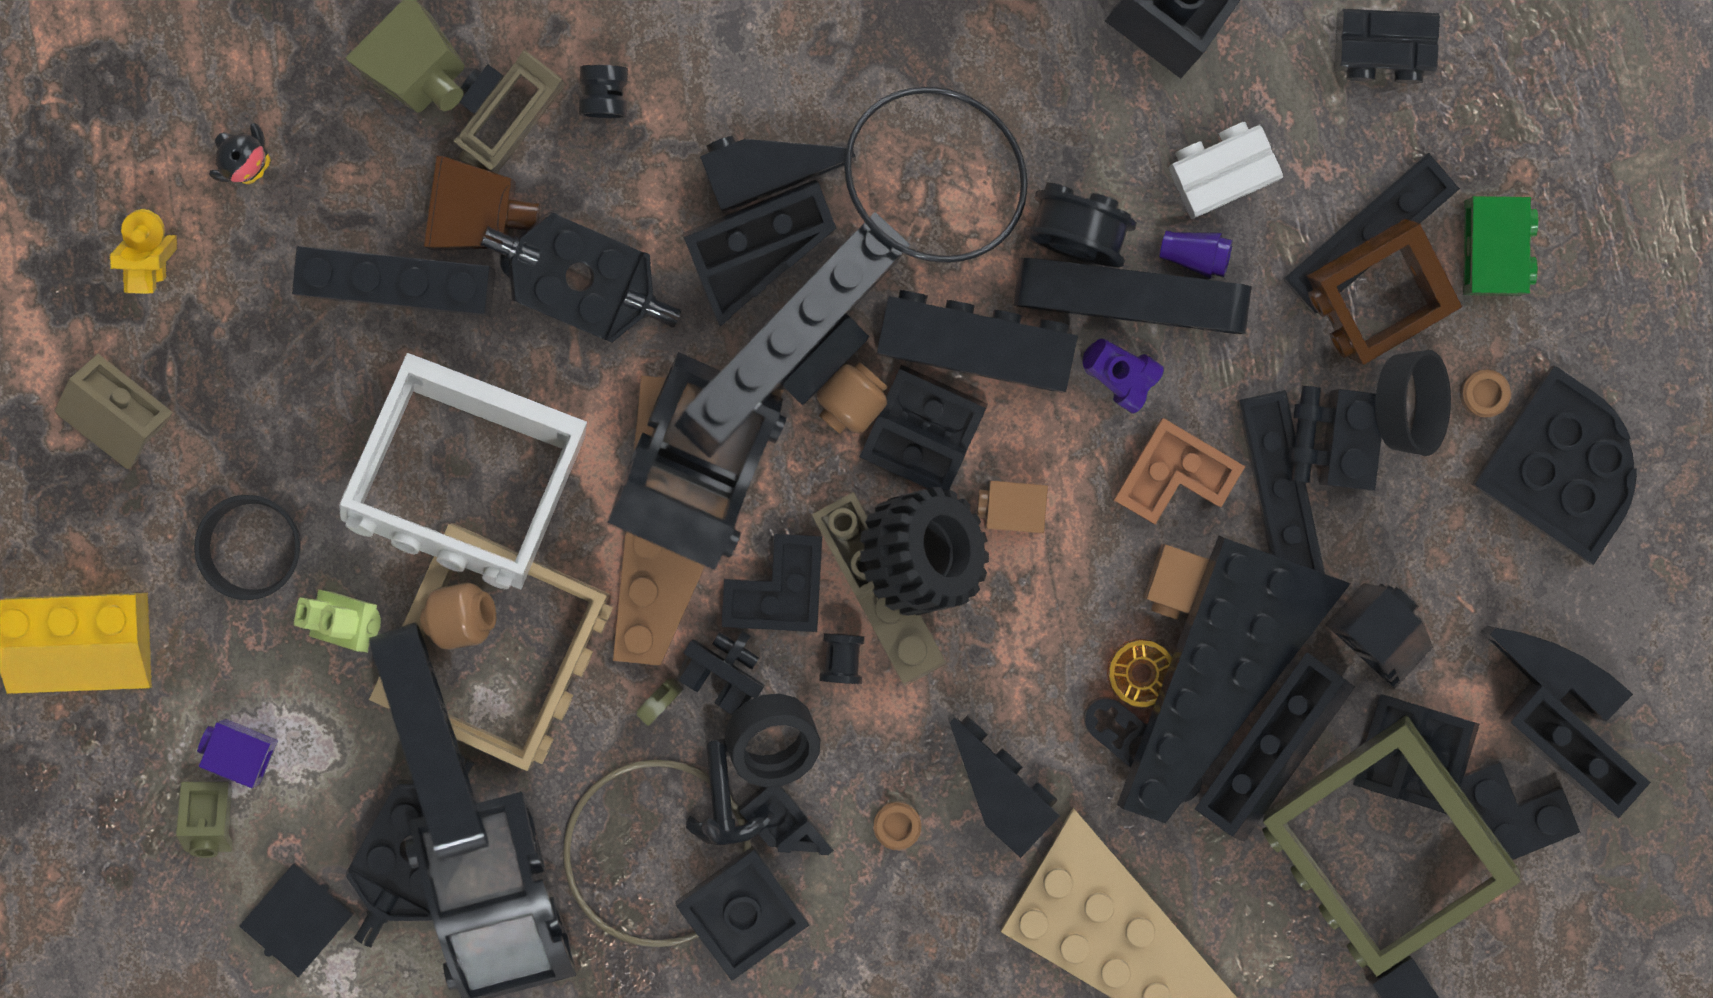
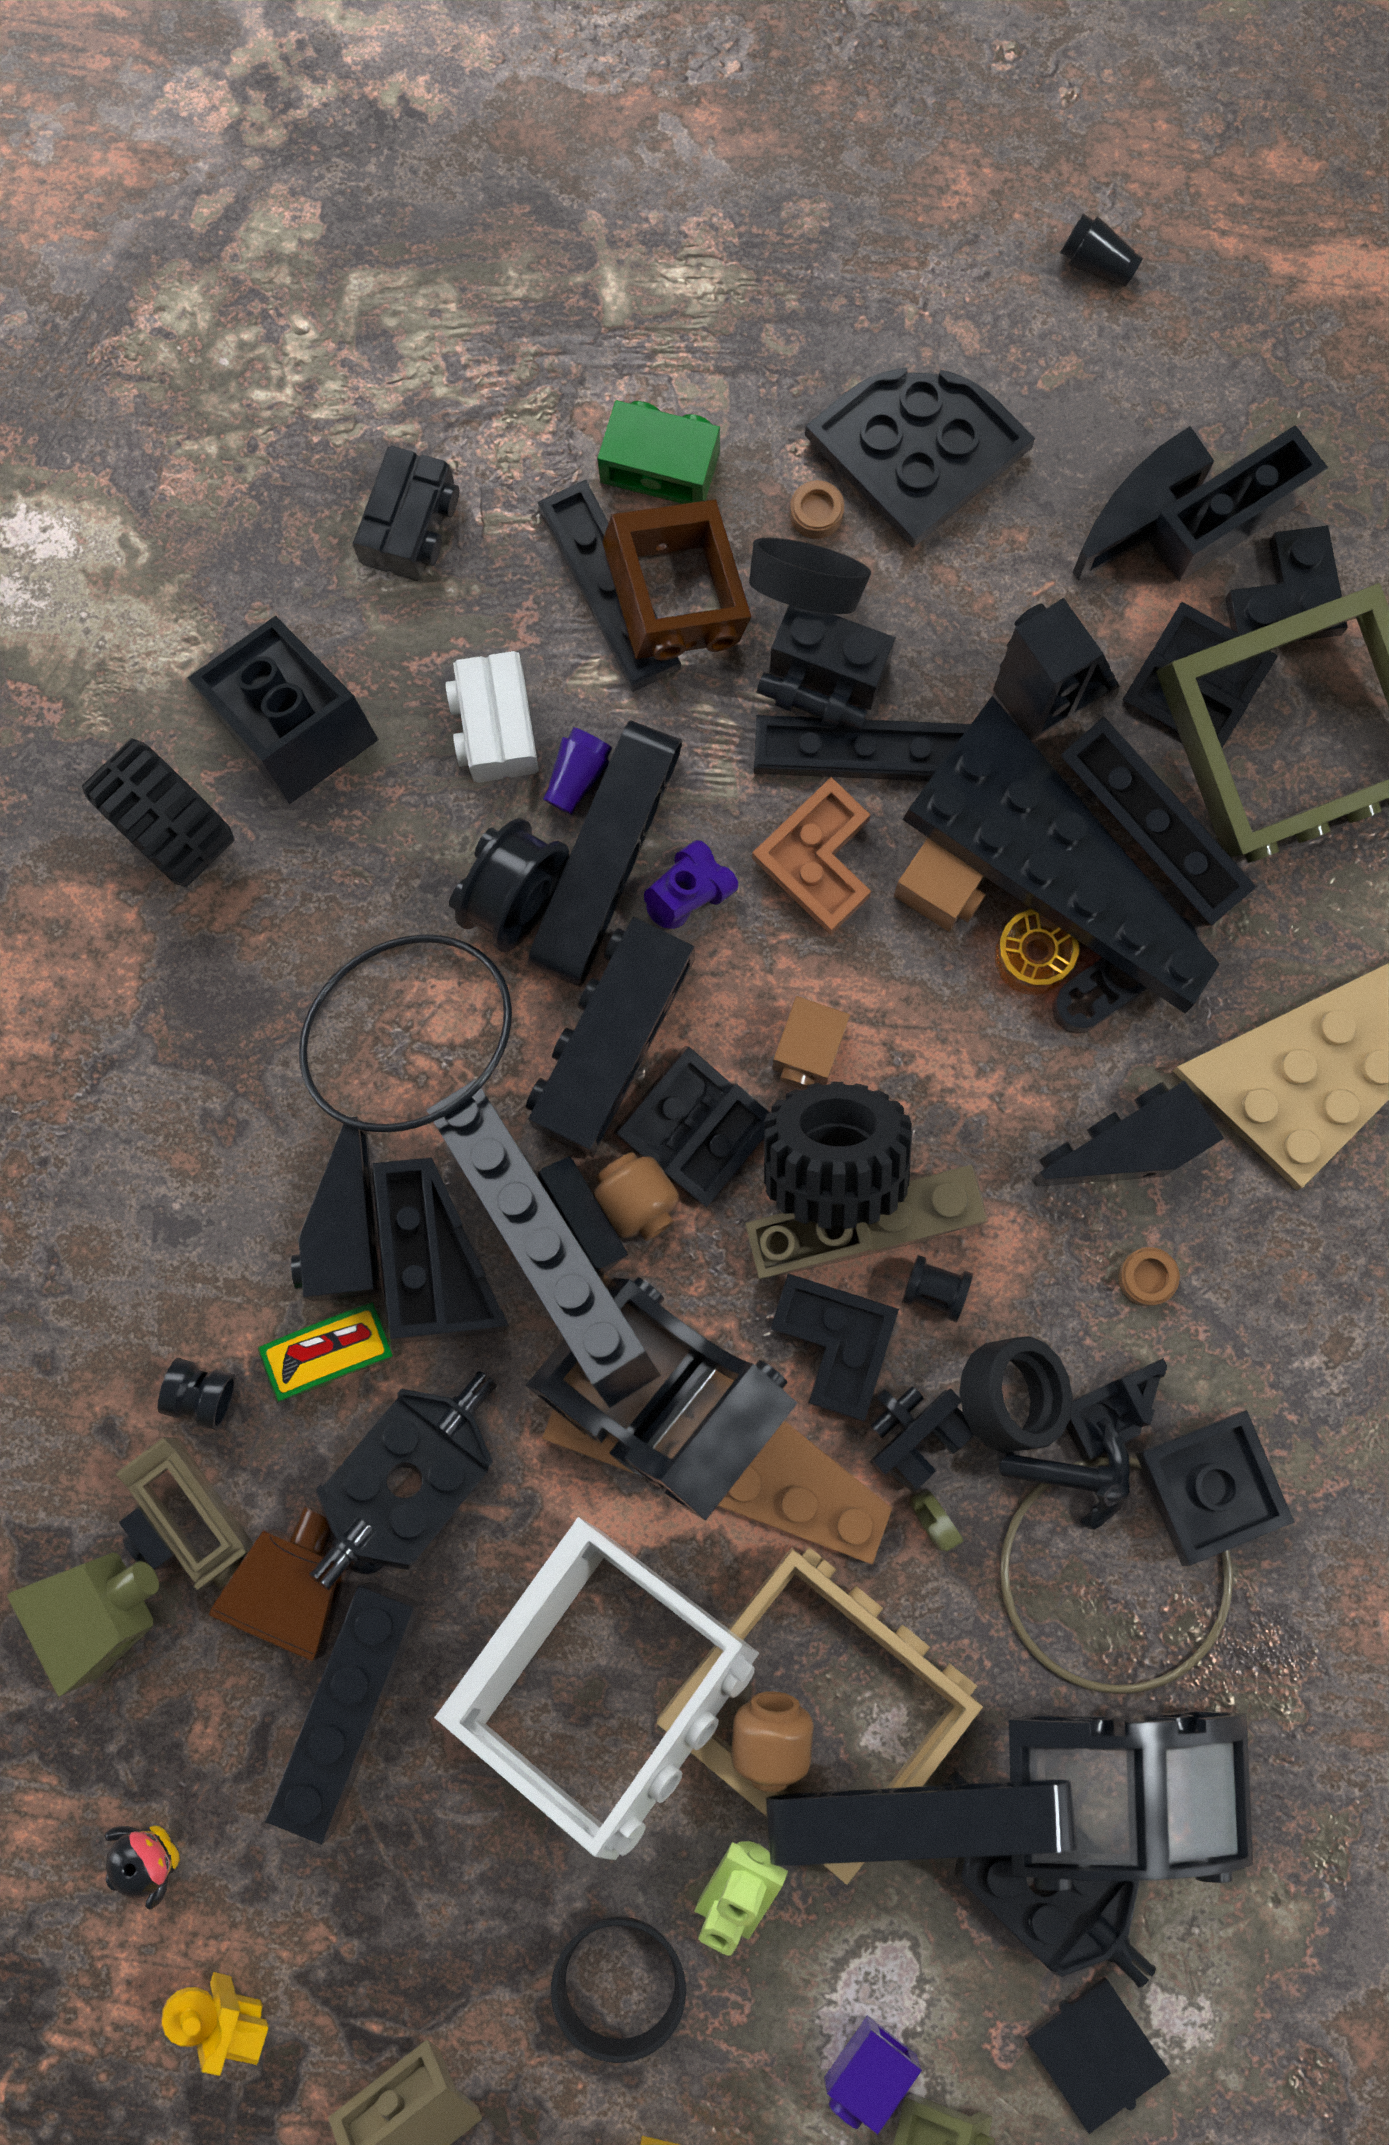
camera: 75 degrees left, 10 degrees down
(663, 183) = (324, 1352): none -> slope

